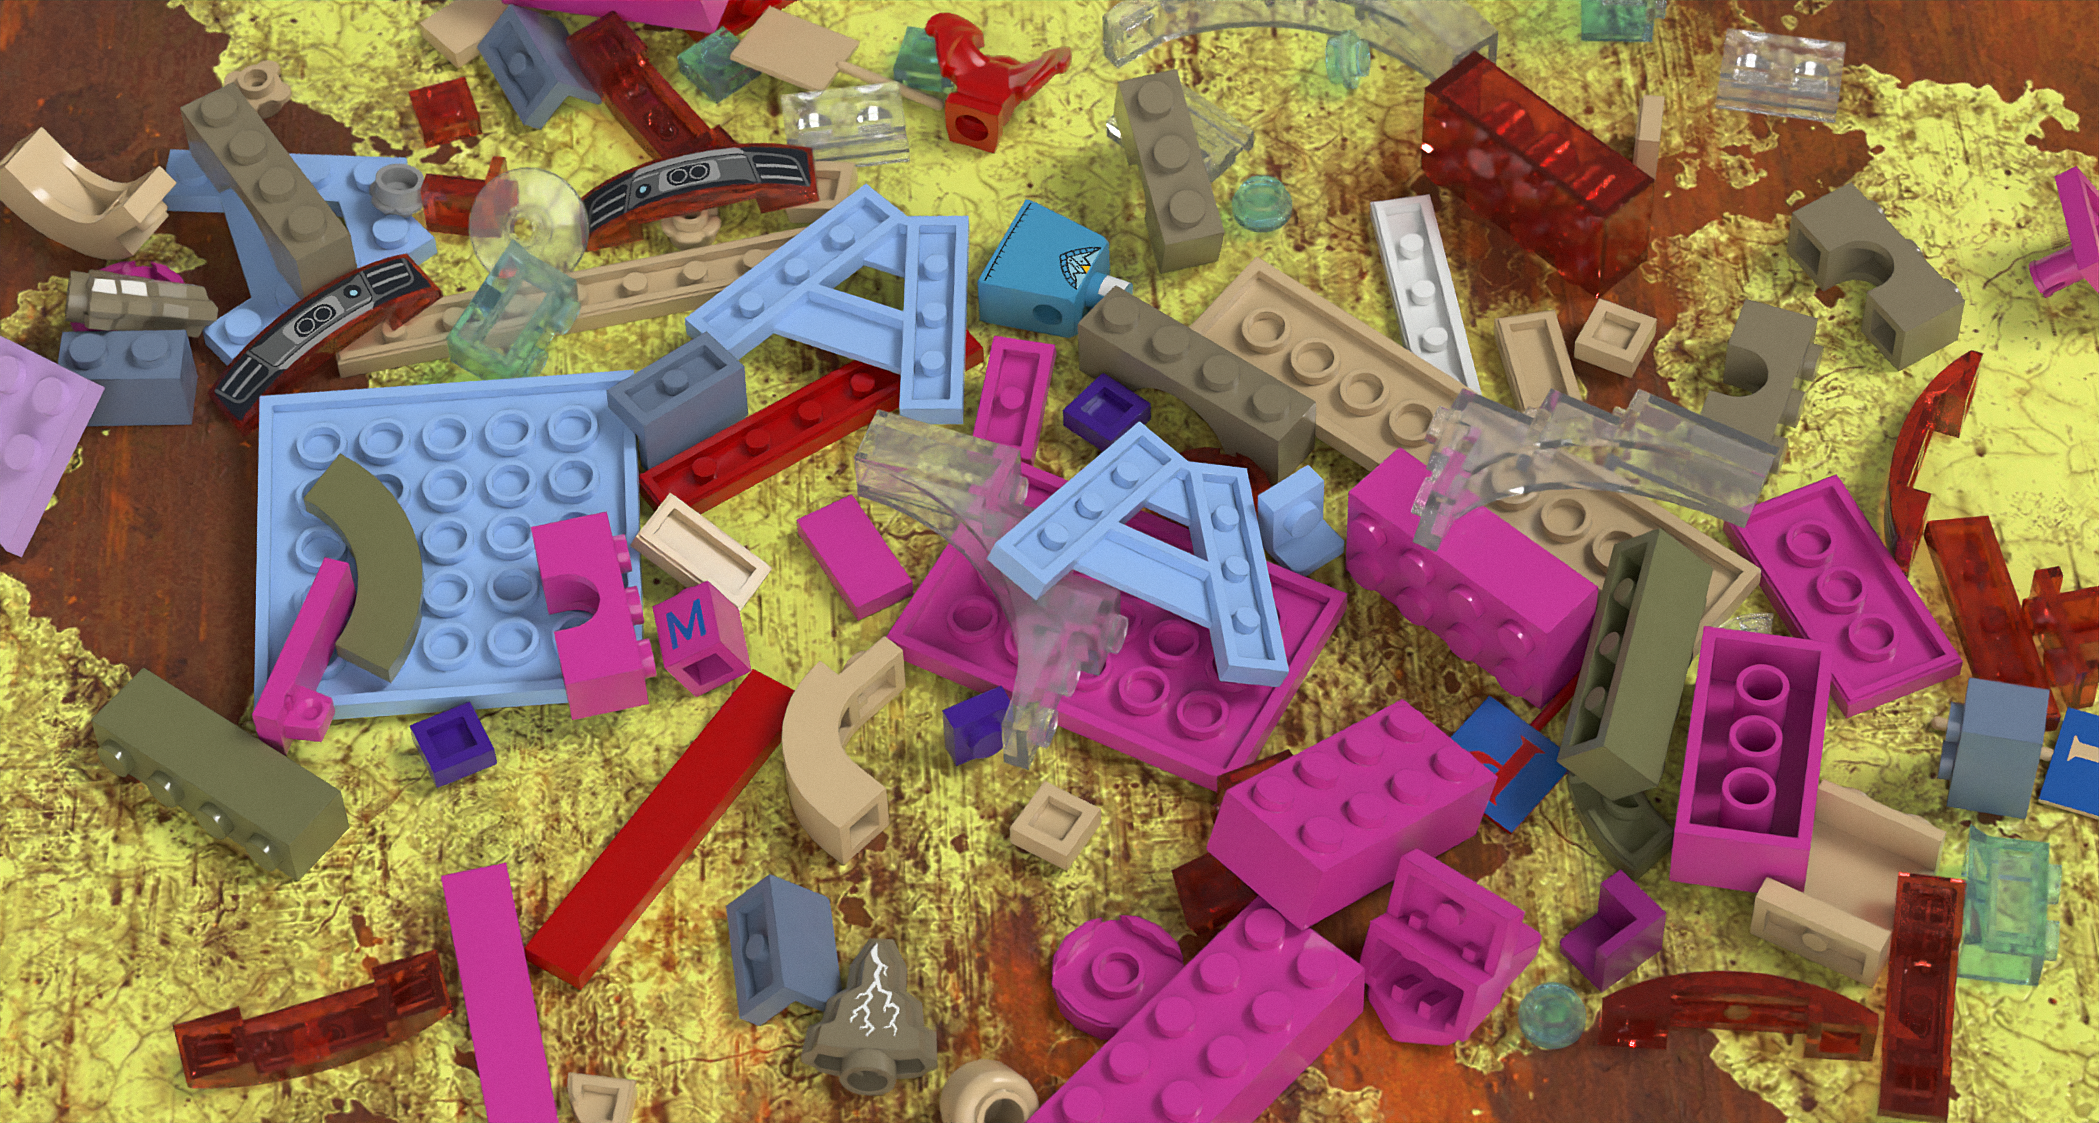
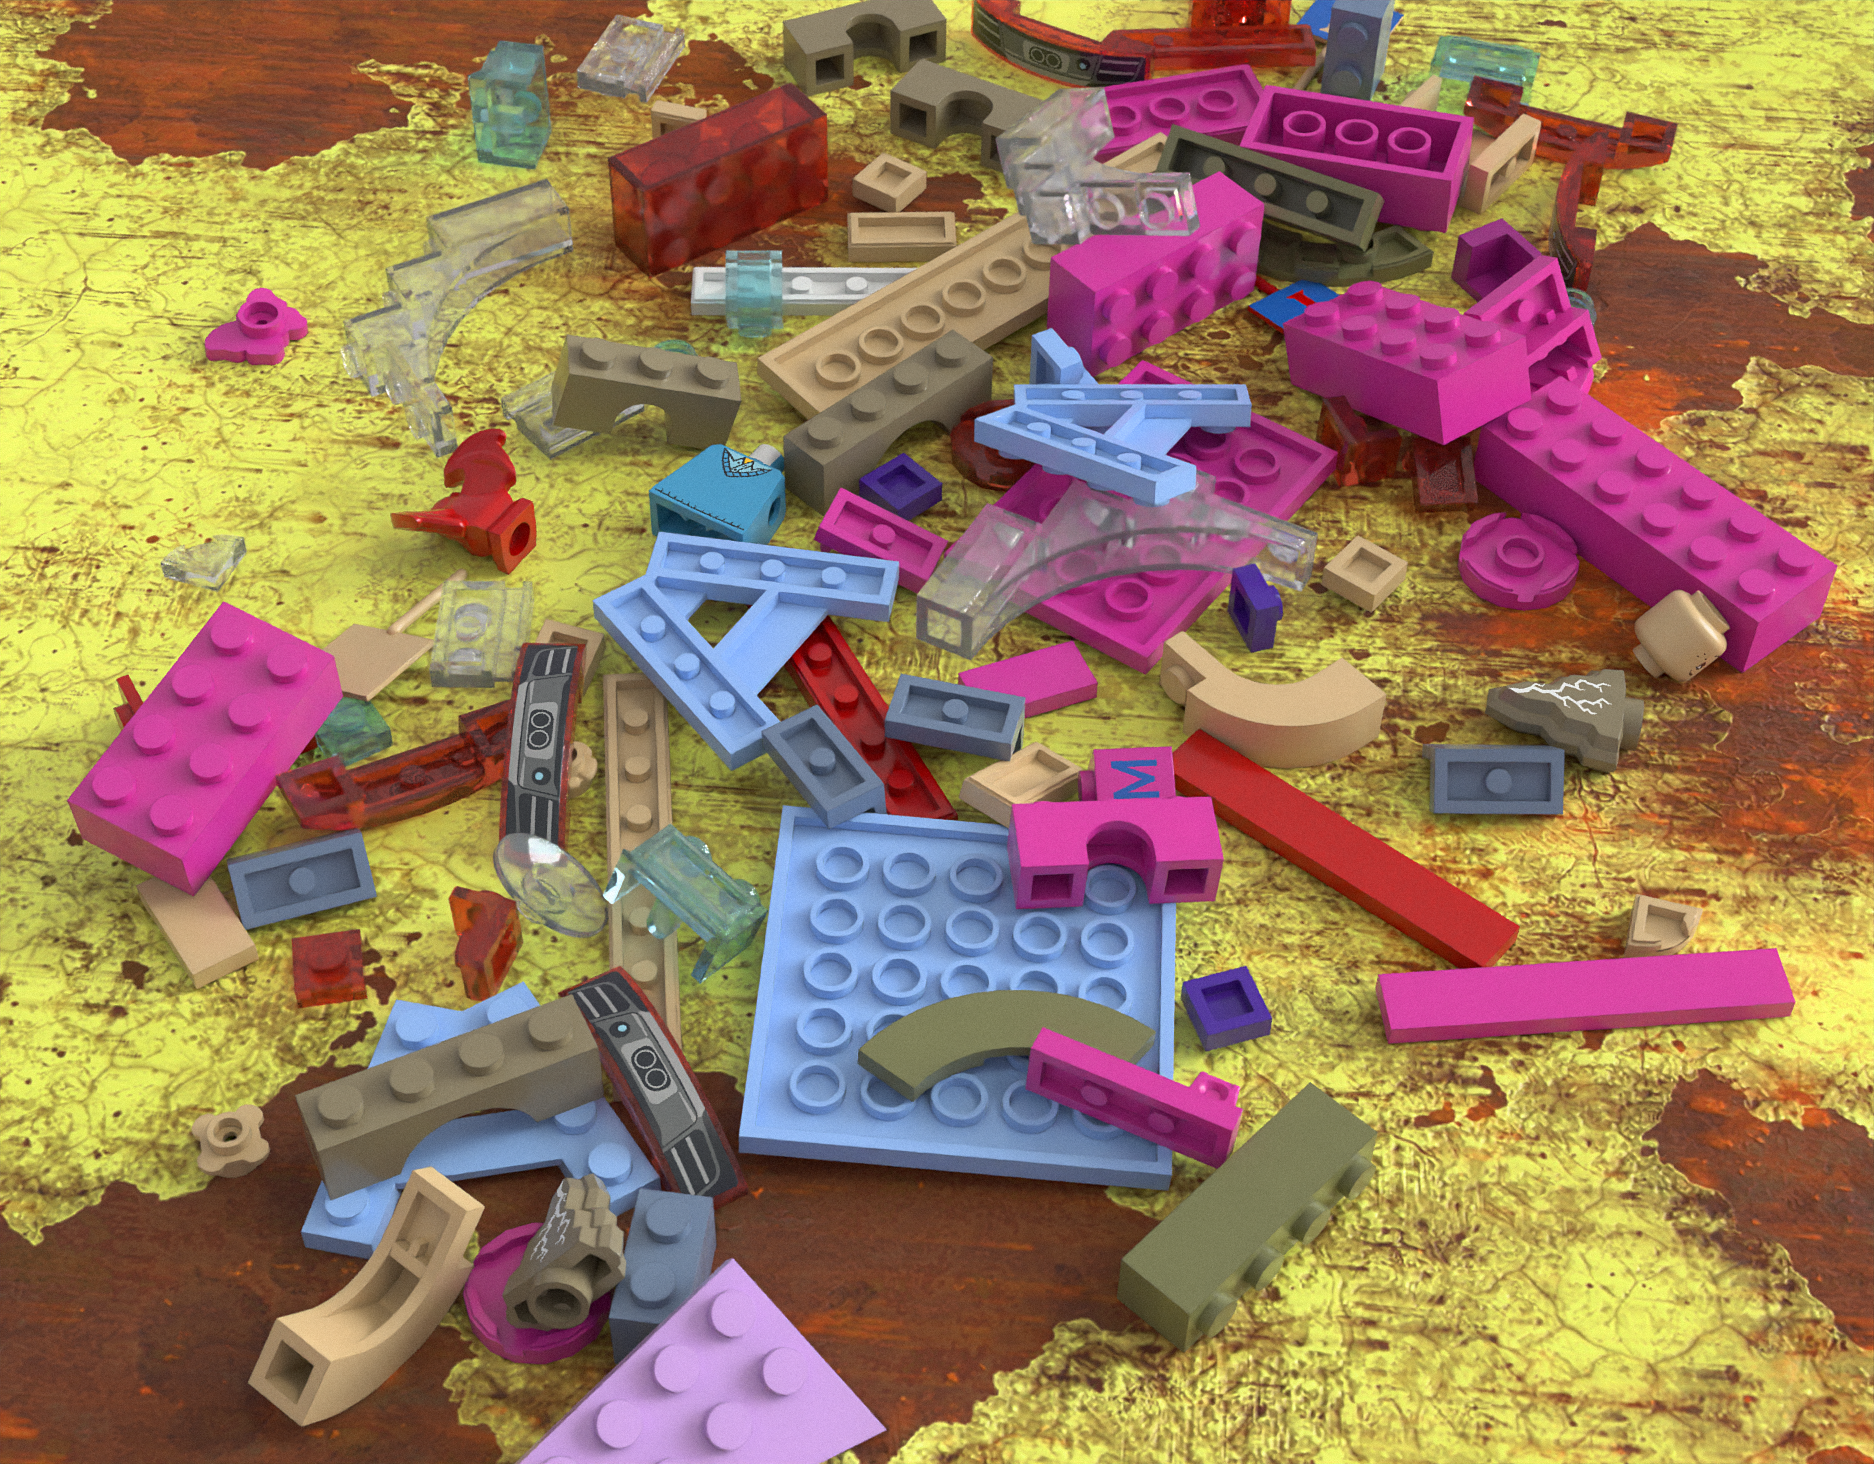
camera: 85 degrees left, 5 degrees down
(318, 1033) = (1572, 1142): clear red slope -> none
(397, 190) = (464, 992): light grey plate -> none
(759, 485) = (956, 717): none -> sand blue panel
(918, 63) = (404, 570): clear light blue plate -> none
(1347, 59) = (522, 289): clear light blue plate -> none
(1370, 239) = (754, 292): none -> clear light blue brick

